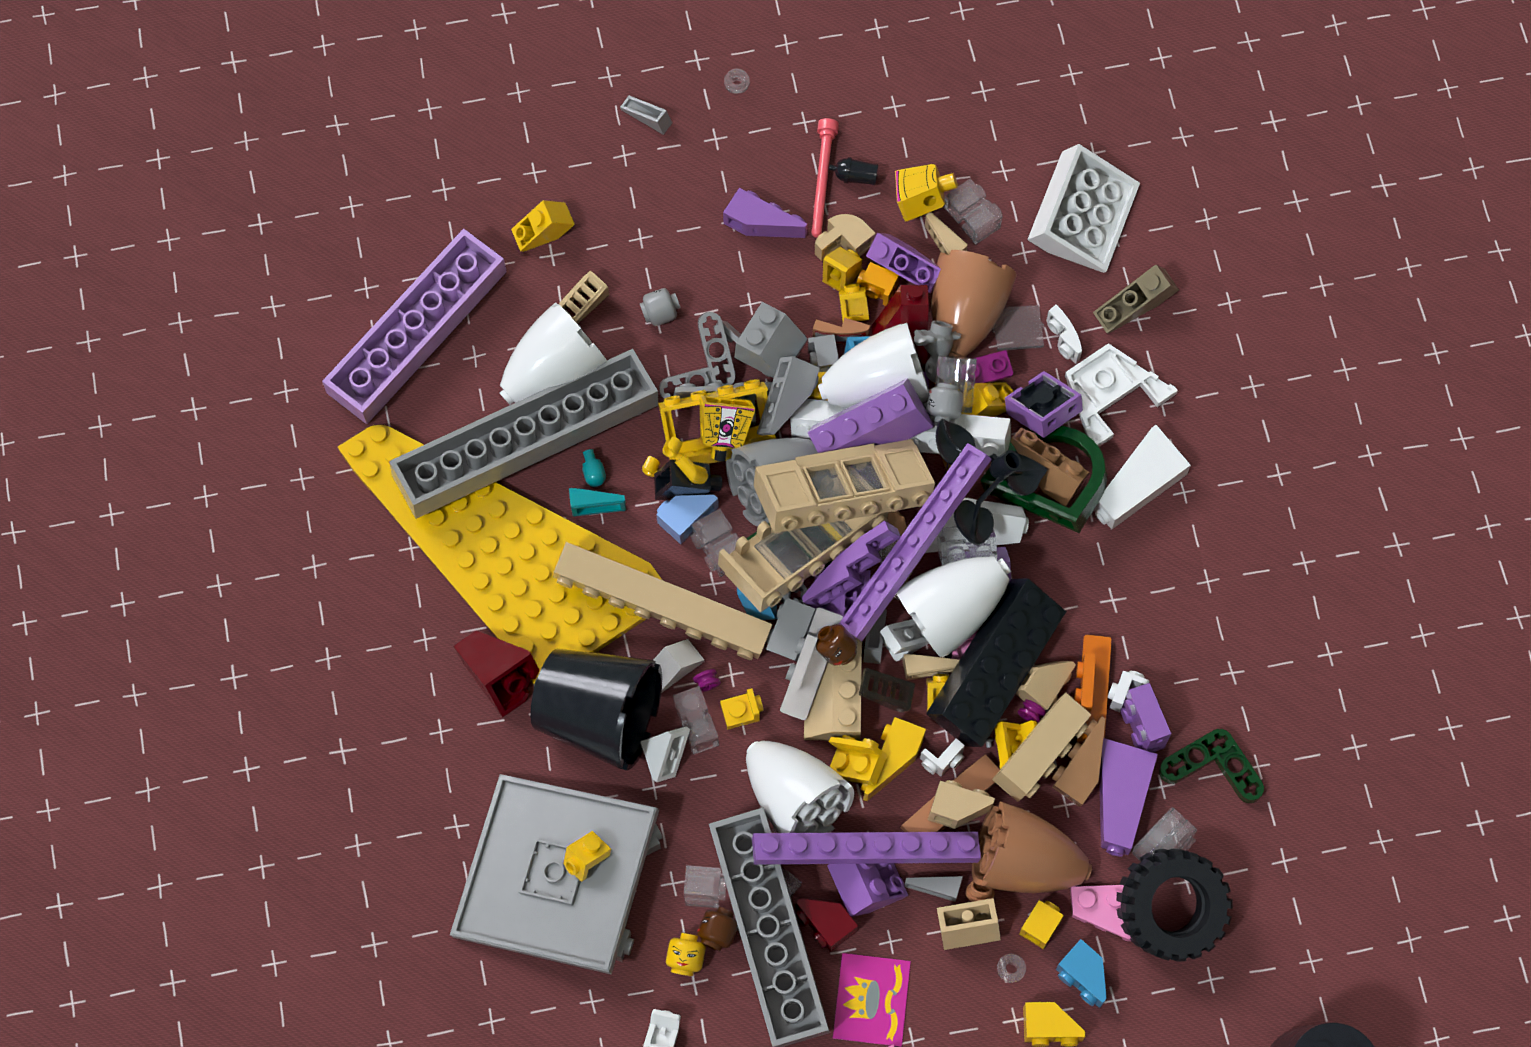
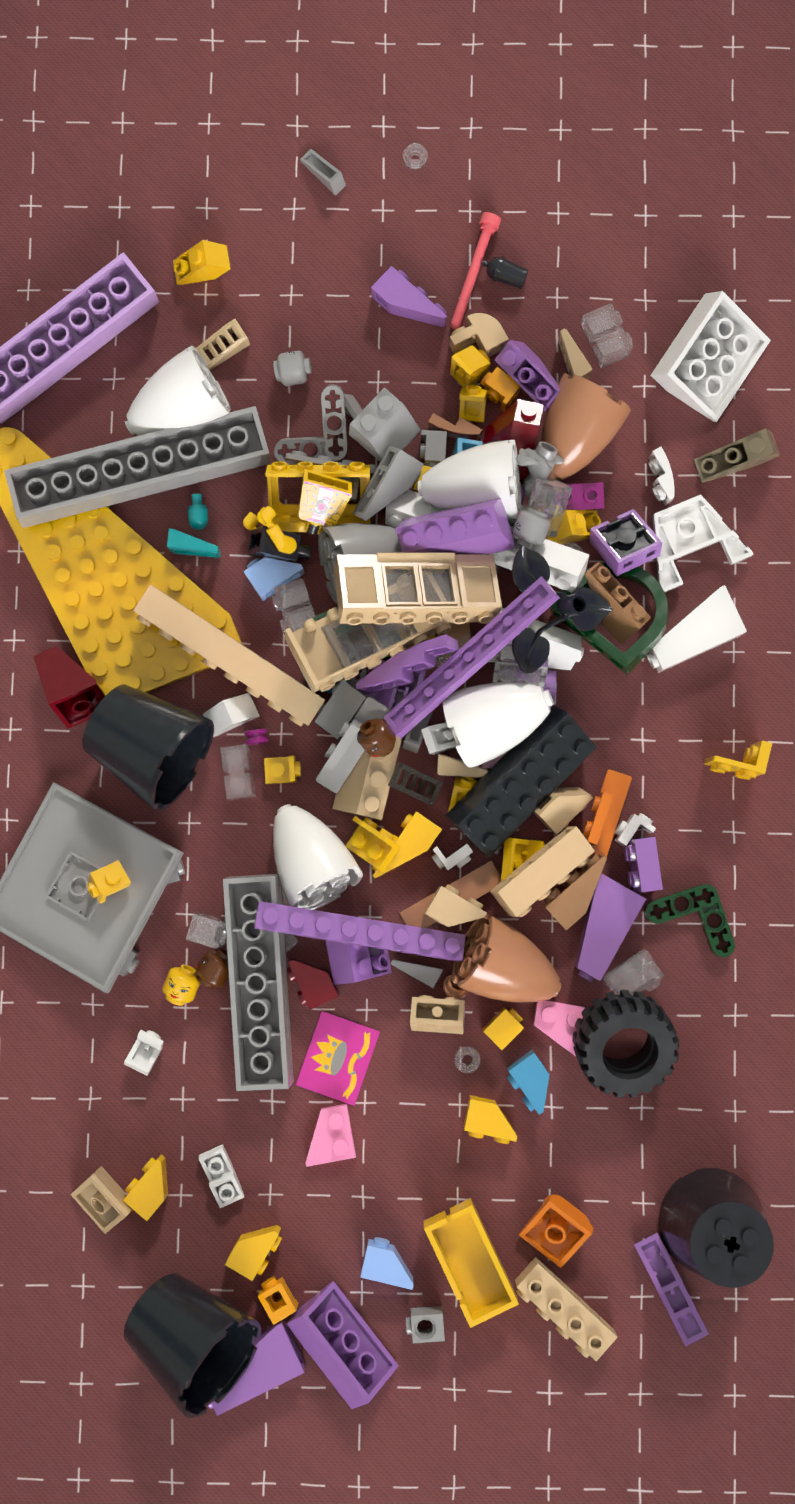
camera: 15 degrees right, 15 degrees up
(665, 752) = (202, 797): white slope -> none
(922, 190) = (562, 305): yellow torso -> none
(1019, 328) = (621, 460): clear piece -> none
(1031, 711) = (542, 831): magenta bush -> none
(1223, 601) = (753, 764): none -> yellow bracket

